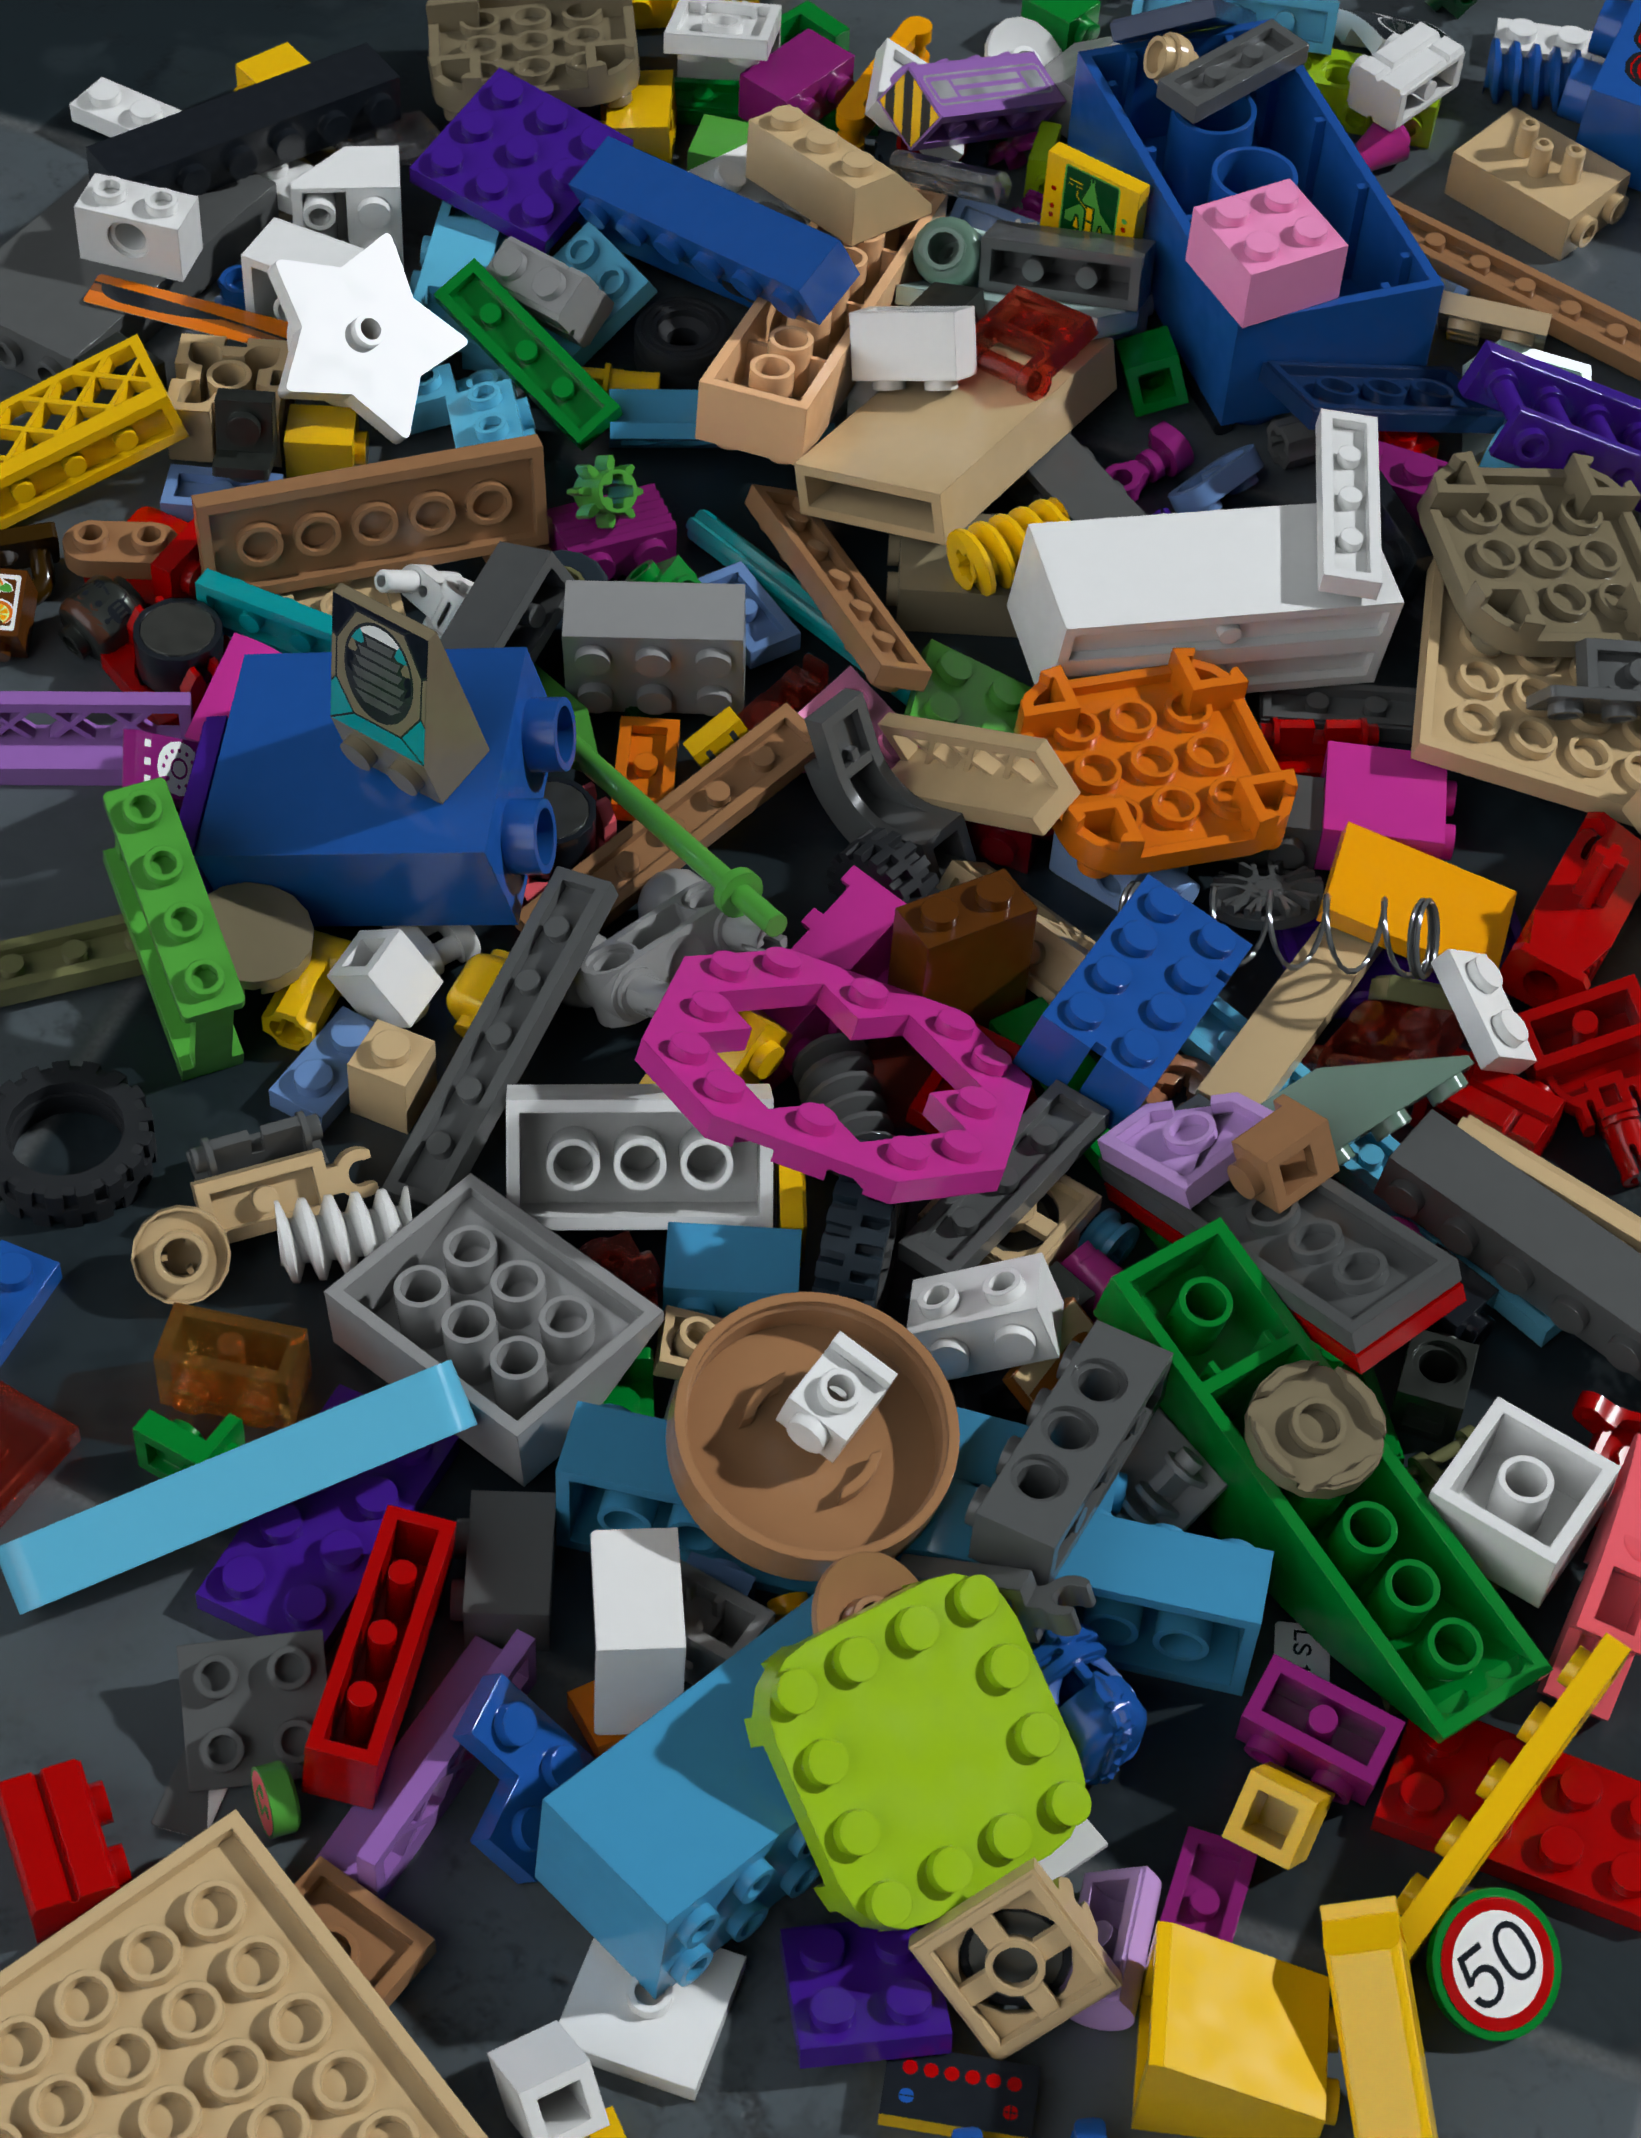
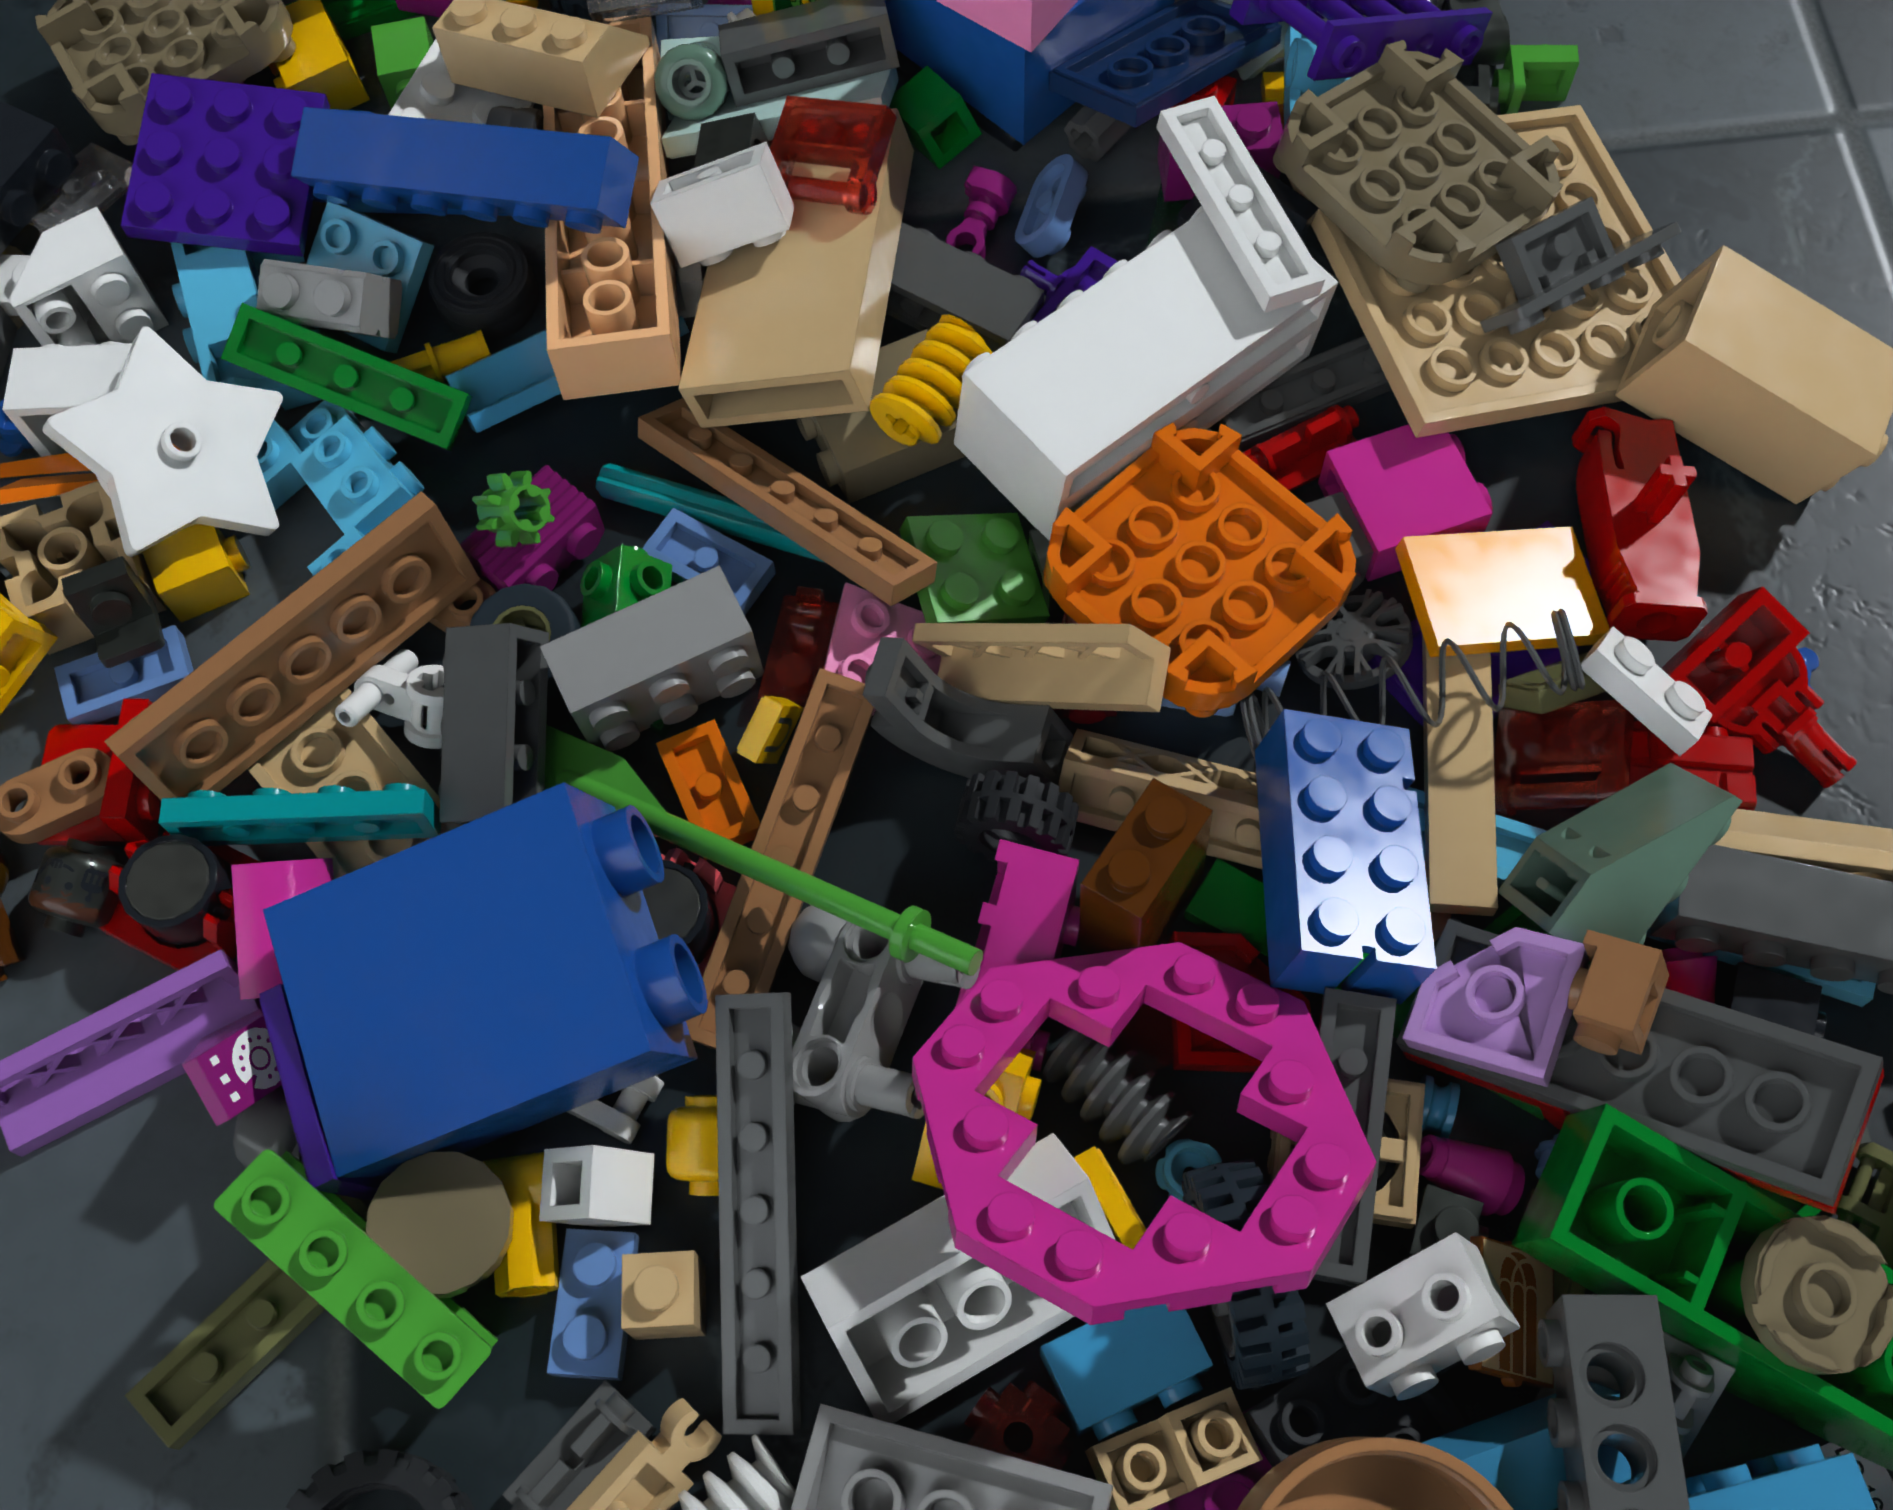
camera: 20 degrees left, 15 degrees up
(399, 699) = (477, 944): slope -> none

